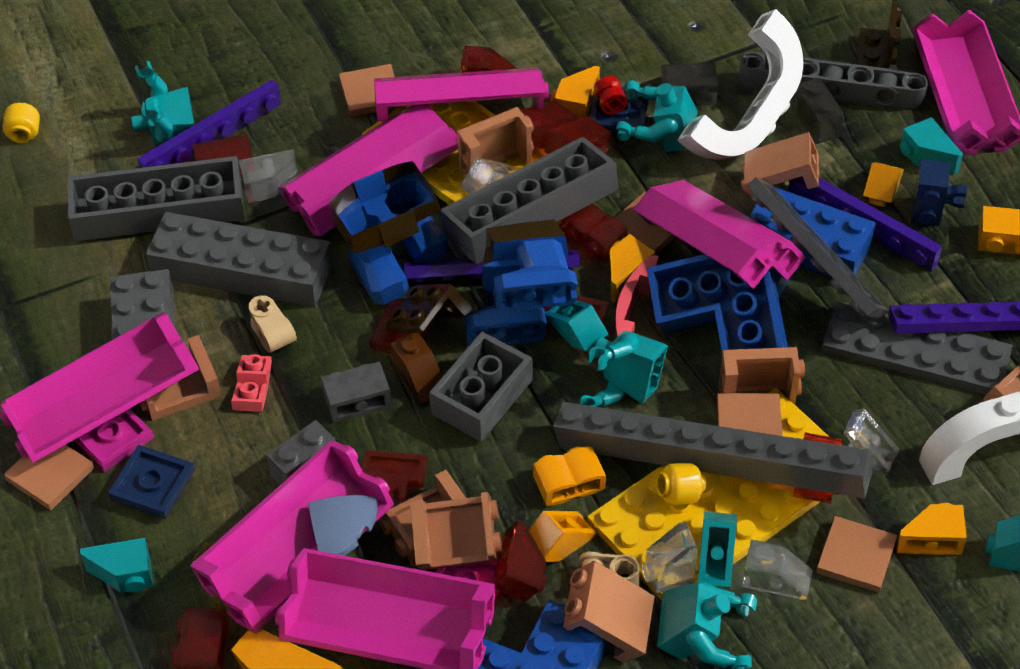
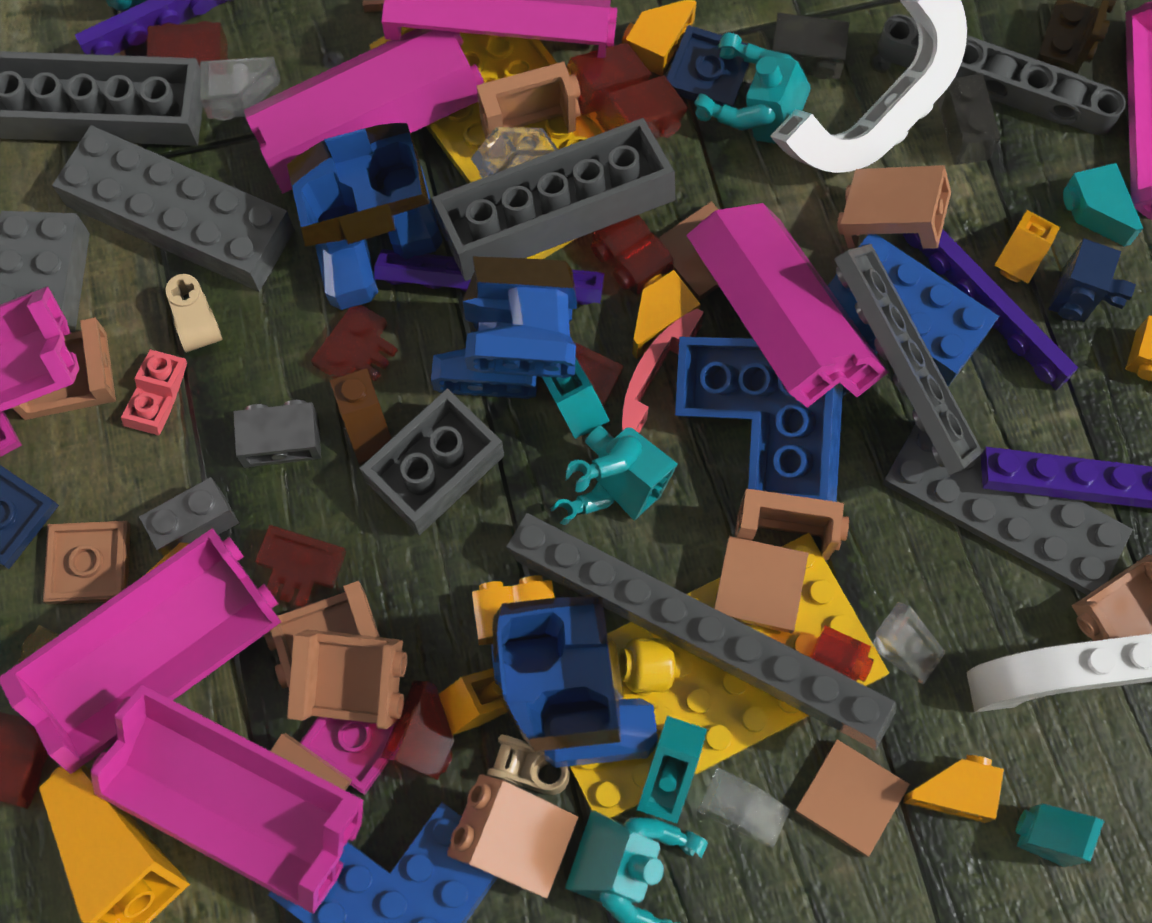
camera: 10 degrees right, 20 degrees up
(223, 502) = (86, 562): none -> nougat tile
(341, 521) = (203, 642): sand blue brick -> none
(424, 304) = (380, 335): dark brown bracket -> none
(610, 95) = (699, 49): red wheel -> none
(620, 482) = (566, 683): none -> blue piece
(671, 559) = (604, 782): clear slope -> none

